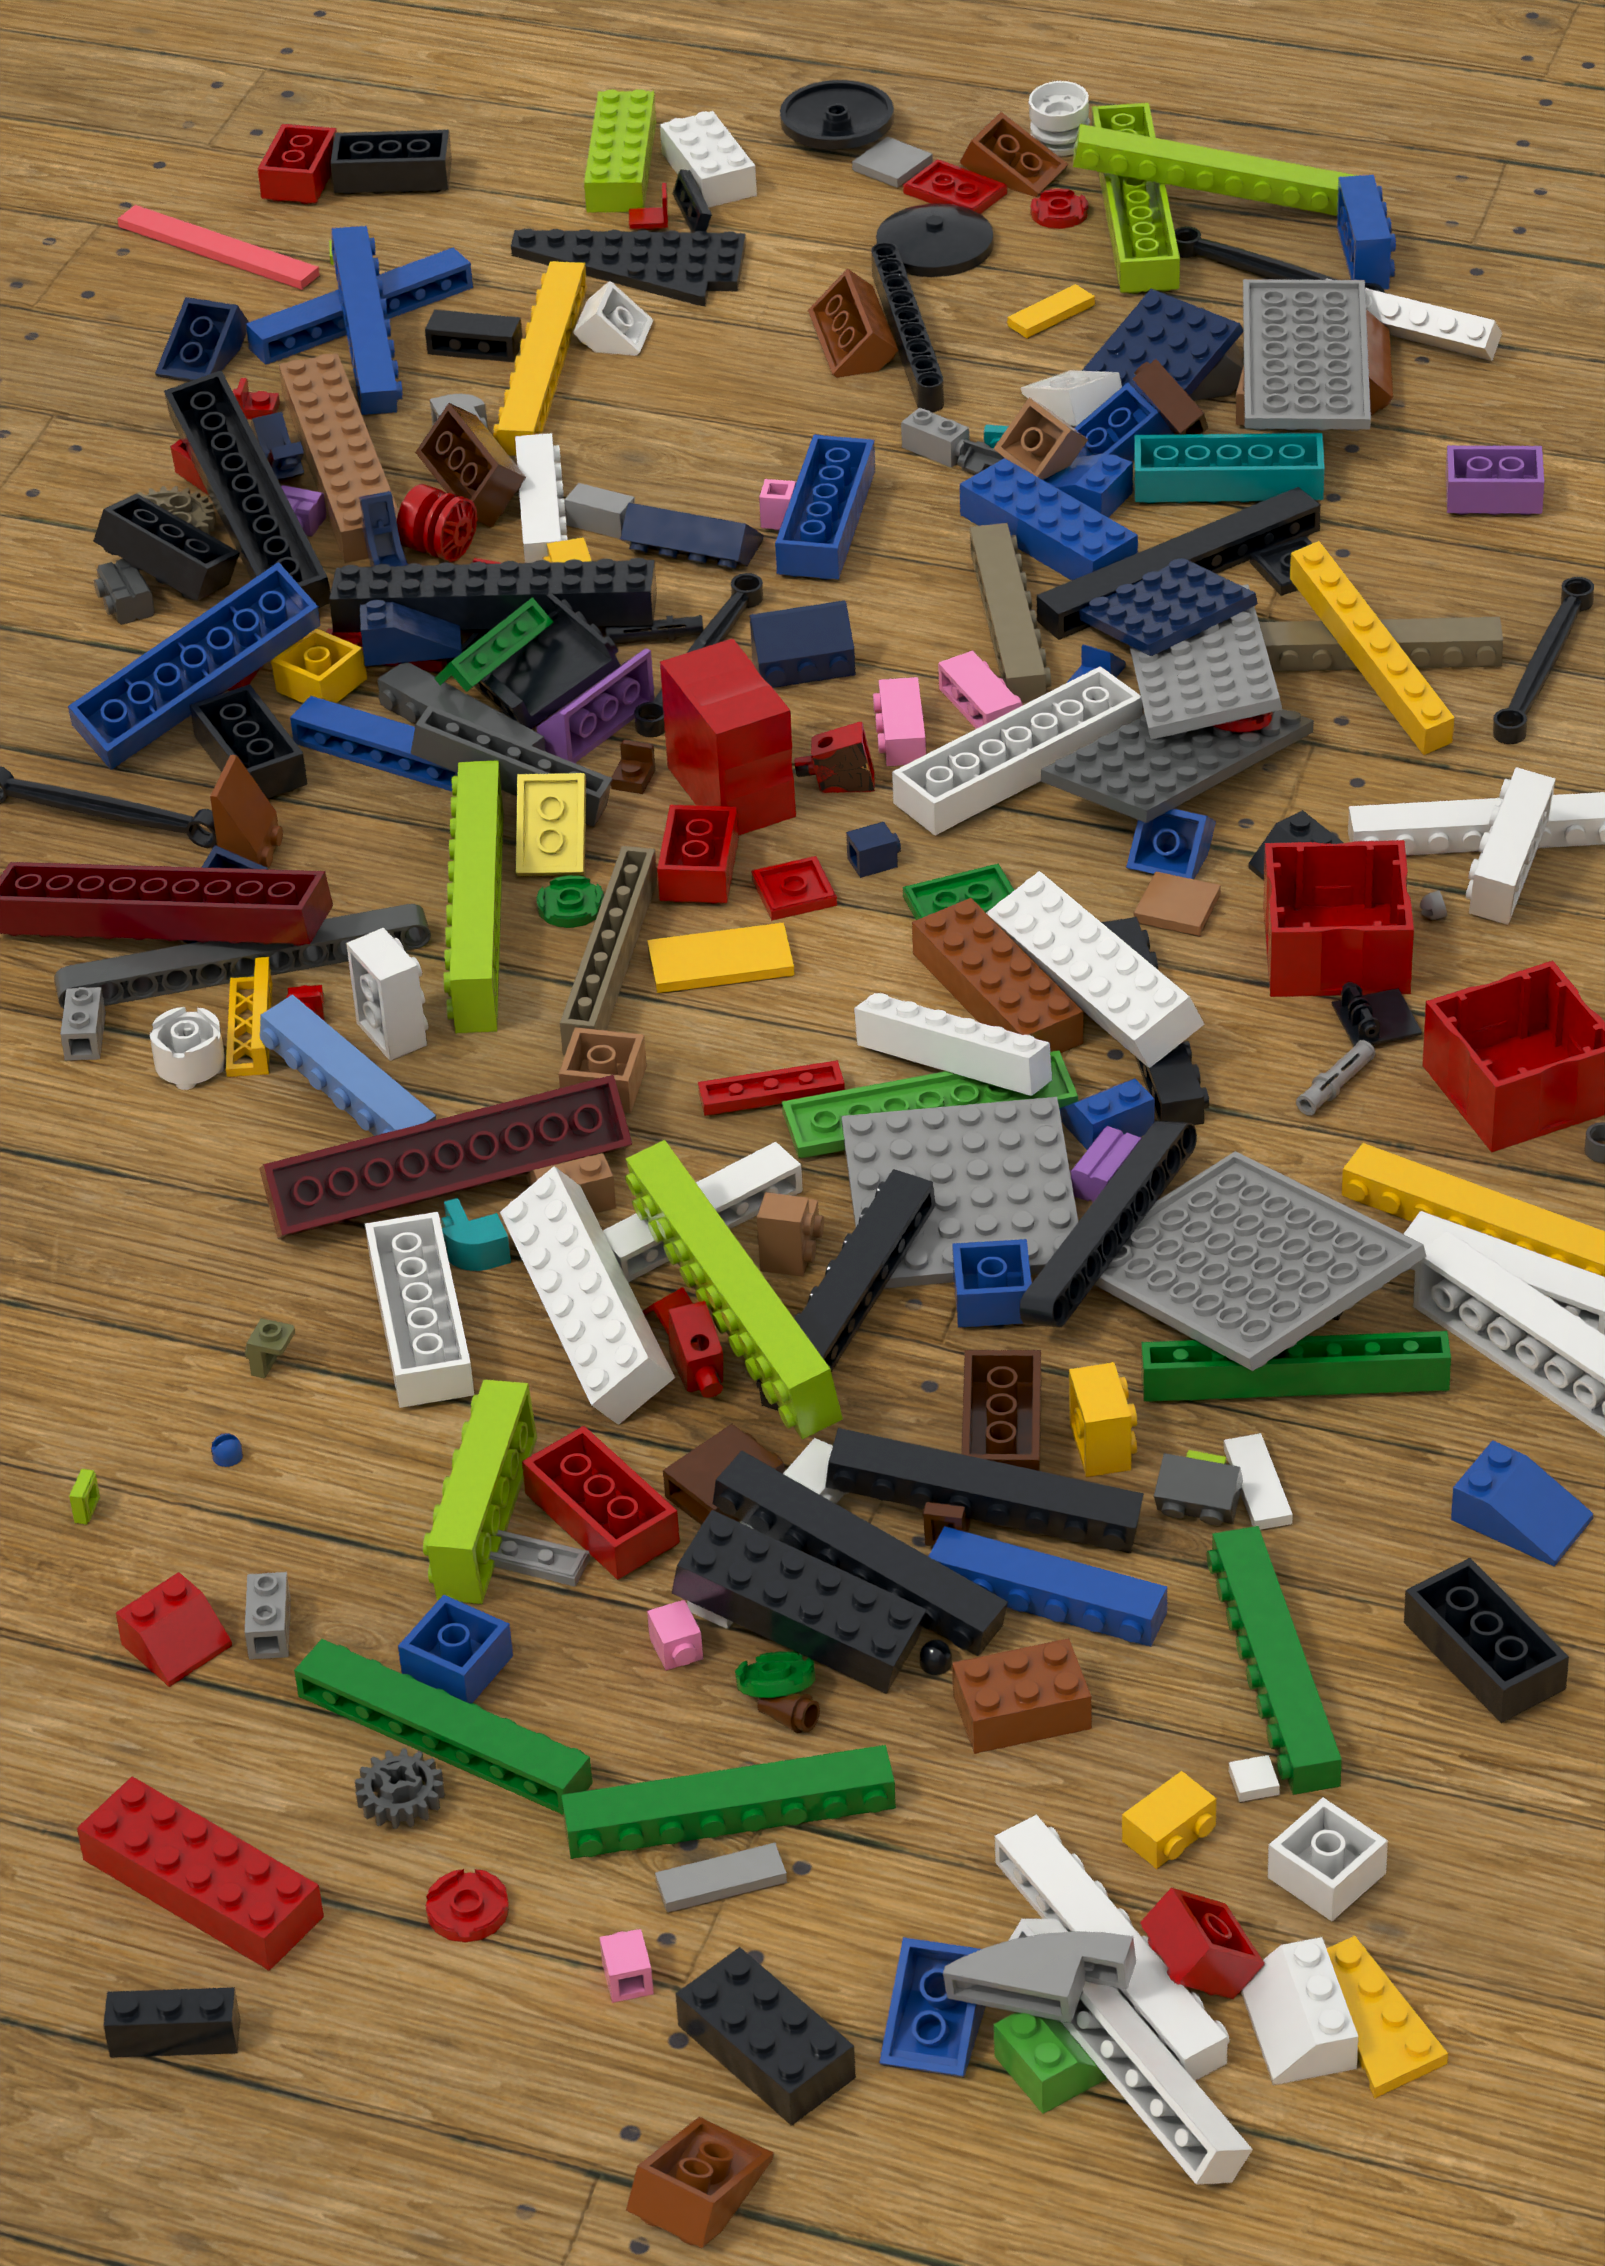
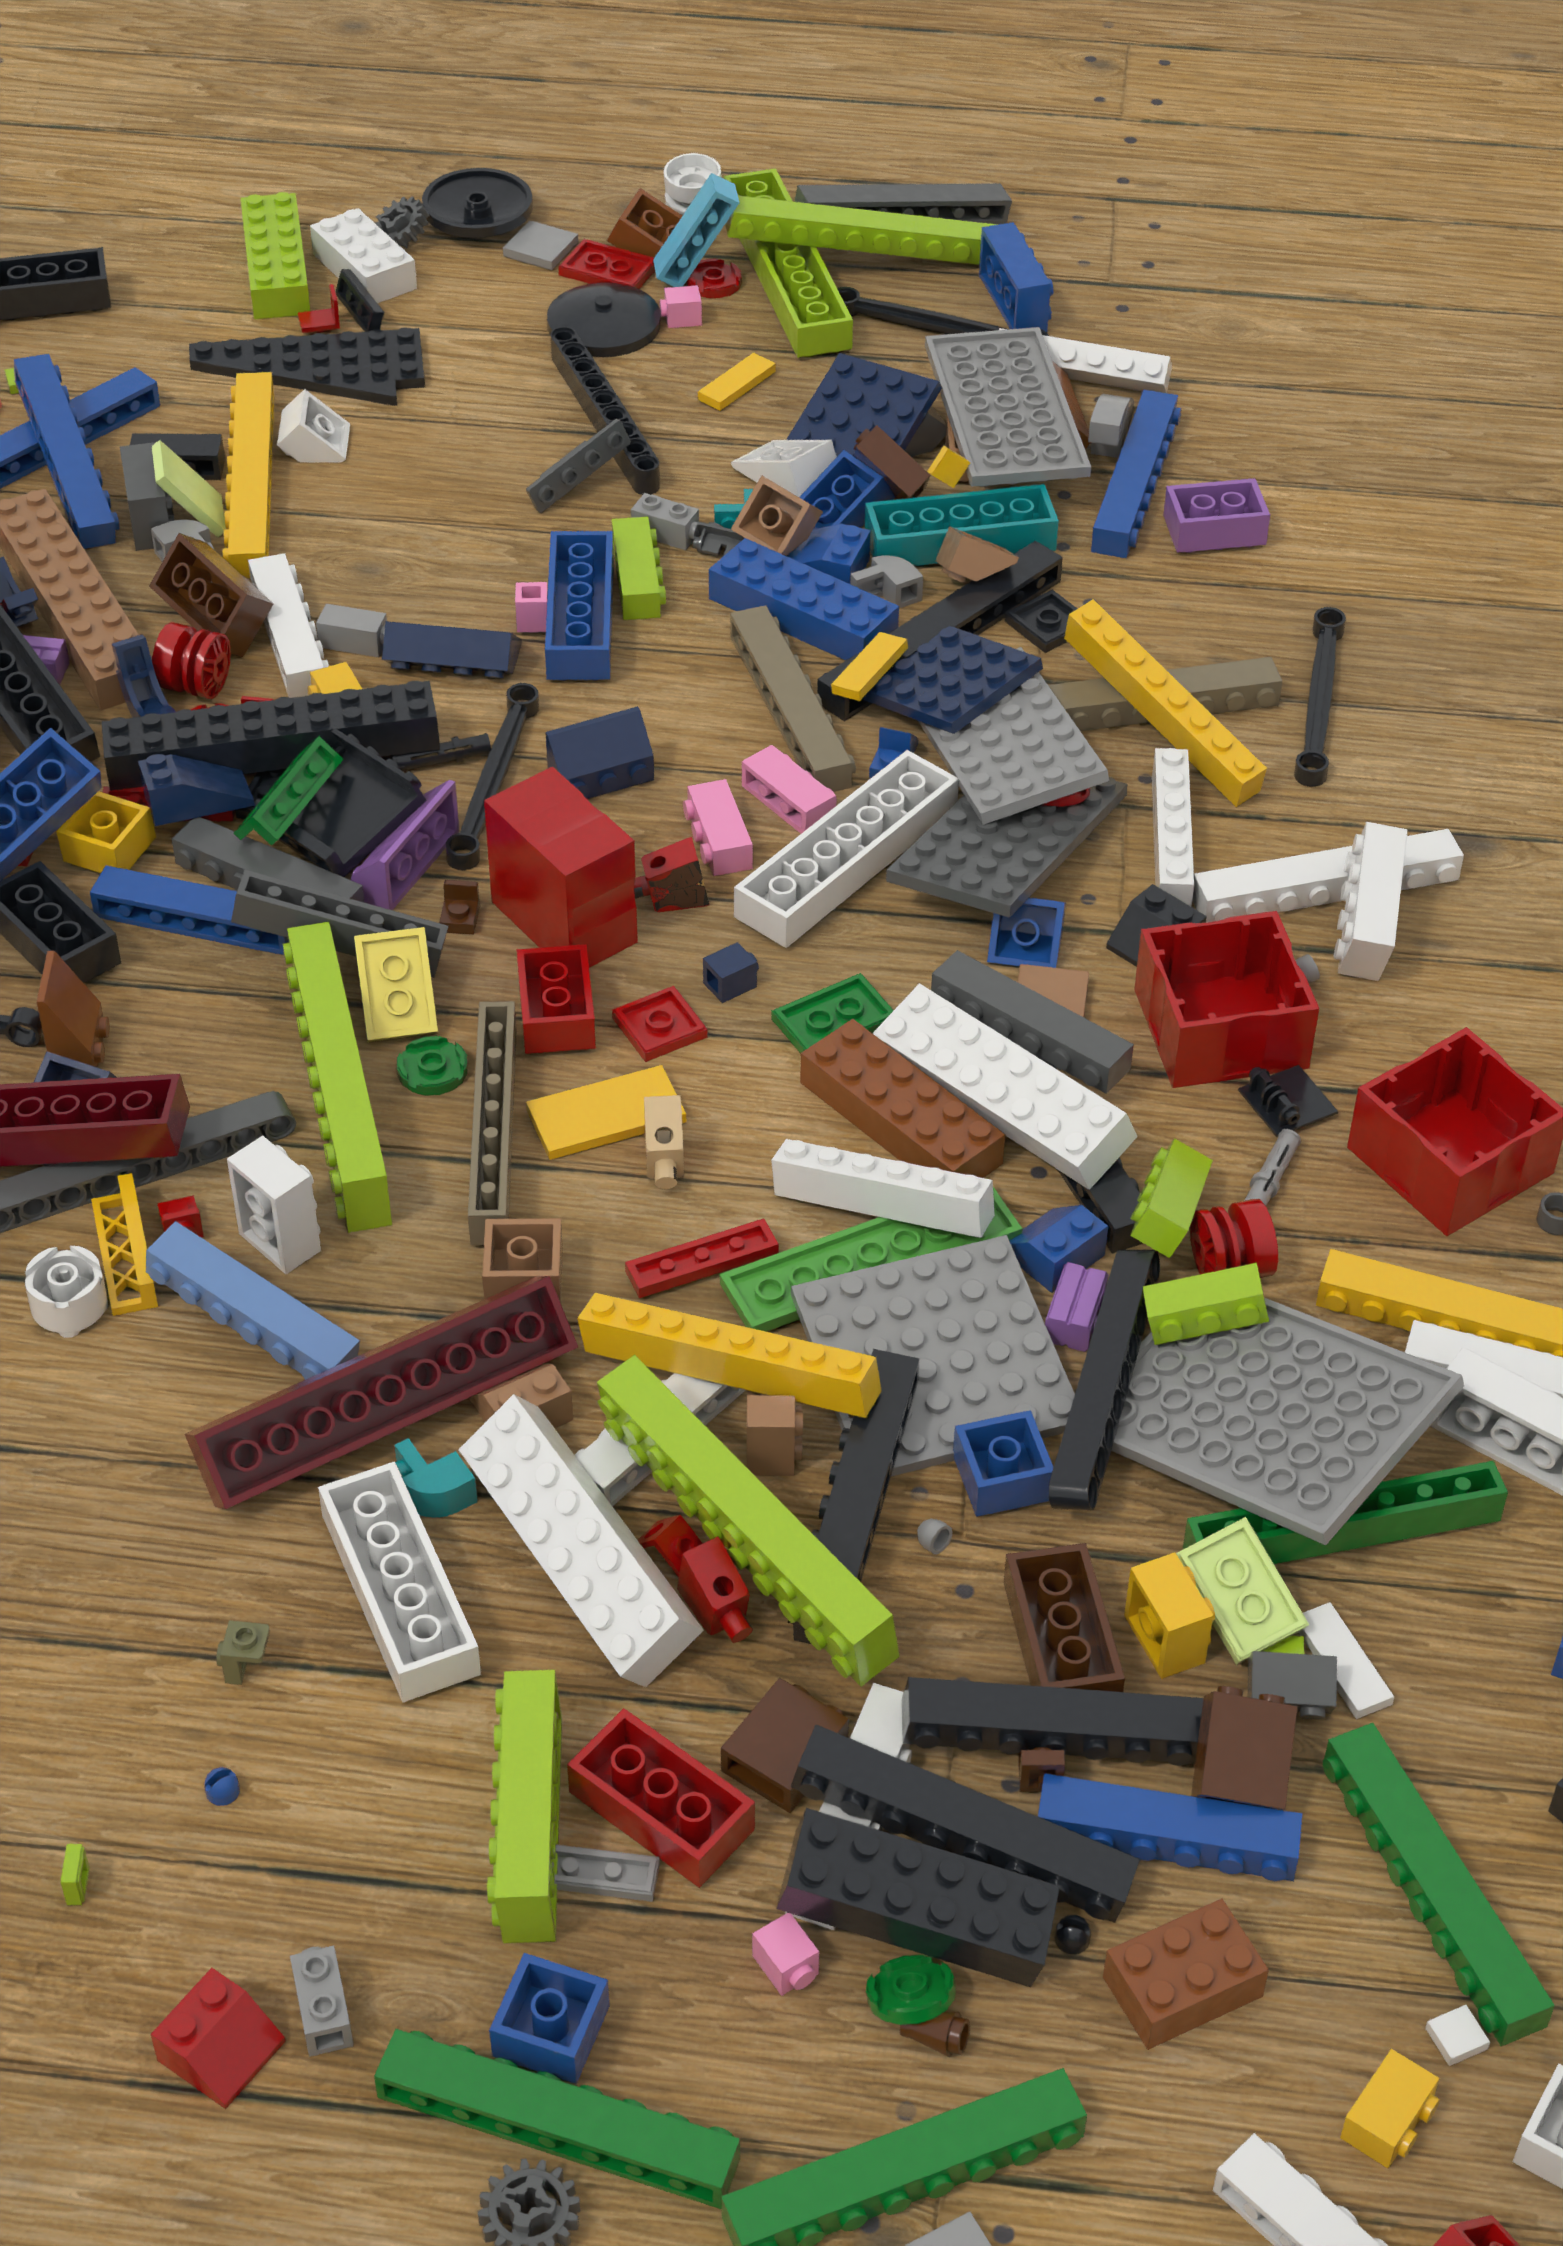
camera: 15 degrees left, 5 degrees up
(433, 363) = (146, 500): none -> dark grey brick
(473, 364) = (188, 488): none -> yellowish green tile
(756, 127) = (403, 220): none -> dark grey gear
(761, 997) = (664, 1148): none -> tan torso
(764, 1159) = (731, 1354): none -> yellow brick
(852, 327) = (548, 412): dark orange slope -> none
(861, 376) = (578, 465): none -> dark grey bracket
(895, 478) = (637, 568): none -> lime brick
(914, 1336) = (934, 1535): none -> light grey hinge
(1015, 233) = (681, 306): none -> bright pink brick
(1042, 158) = (696, 231): none -> medium azure brick
(1089, 587) = (869, 666): none -> yellow tile
(1128, 1525) = (1244, 1748): none -> reddish brown brick
(1140, 917) = (1034, 1022): none -> dark grey brick
(1143, 510) = (891, 578): none -> light grey brick
(1174, 1405) = (1244, 1589): none -> yellowish green tile
(1219, 1170) = (1205, 1304): none -> lime brick
(1221, 1080) = (1170, 1197): none -> lime brick
(1224, 406) = (948, 466): none -> yellow tile
(1226, 495) = (972, 557): none -> medium nougat slope
(1271, 1127) = (1234, 1238): none -> red wheel
(1325, 150) = (962, 202): none -> dark grey brick
(1347, 761) = (1172, 823): none -> white brick
(1416, 382) = (1110, 424): none -> light grey slope
(1428, 433) = (1136, 474): none -> blue brick

